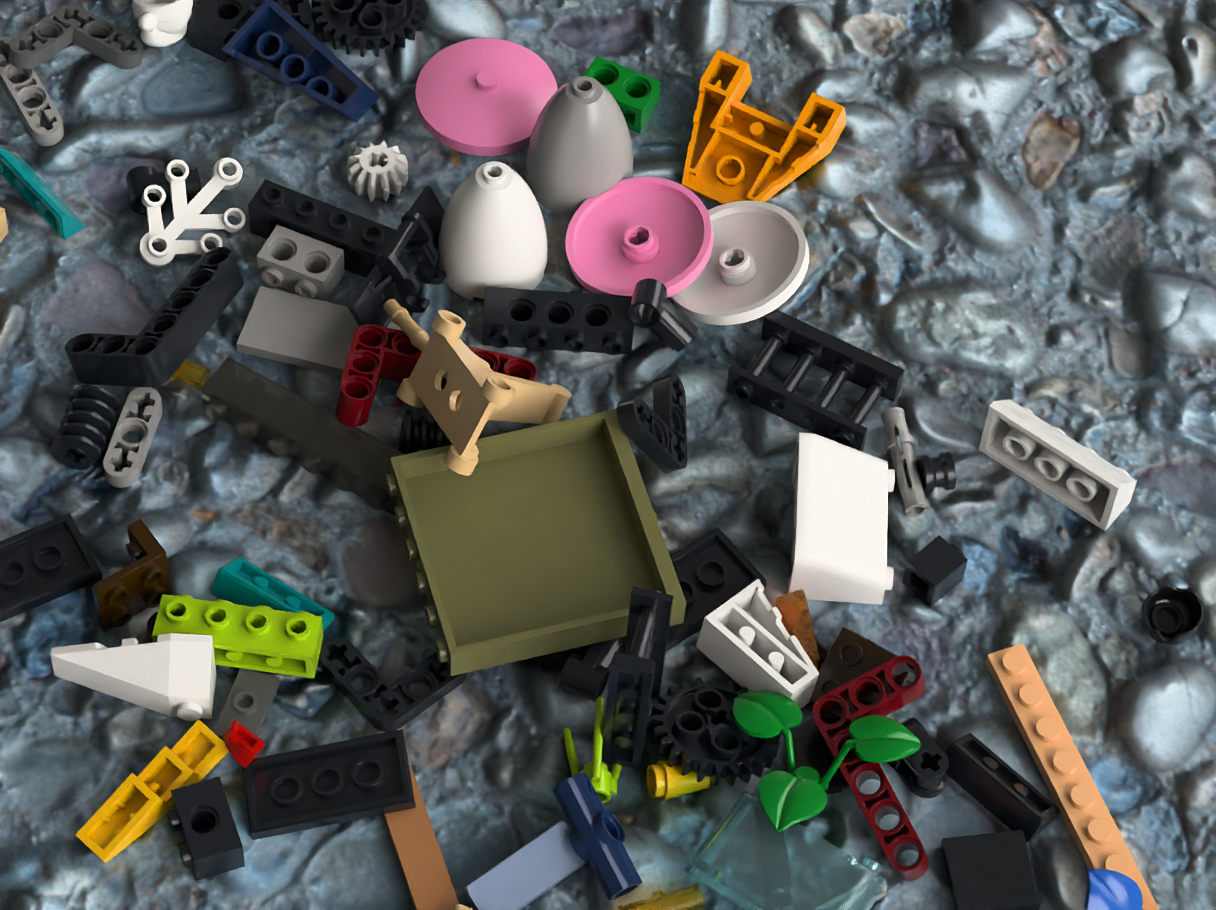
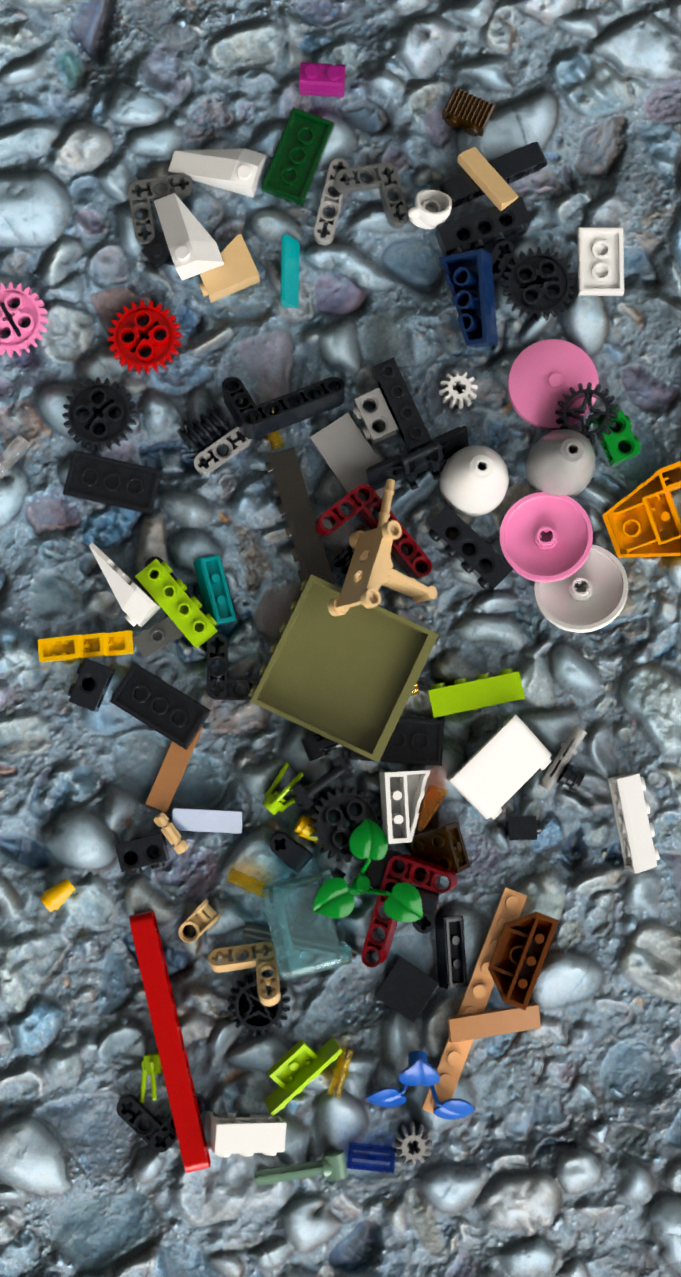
camera: 45 degrees right, 30 degrees up
(136, 585) = (167, 527): dark brown bracket -> none
(143, 176) = (343, 314): black piece -> none
(188, 216) = (345, 344): white plant -> none
(242, 743) = (136, 658): red tile -> none
(558, 60) = (598, 415): none -> black gear
(597, 836) = (249, 831): dark blue piece -> none
(653, 310) = (514, 586): black piece -> none
(659, 431) = (459, 659): black beam -> none
(675, 822) = (293, 853): none -> black piece
(725, 468) = (475, 694): none -> lime brick
(825, 351) = (575, 664): black fence -> none
(1088, 702) = (521, 956): none -> reddish brown wedge
(1136, 815) = (493, 1022): none -> medium nougat tile
(1172, 614) = (607, 942): black hair -> none

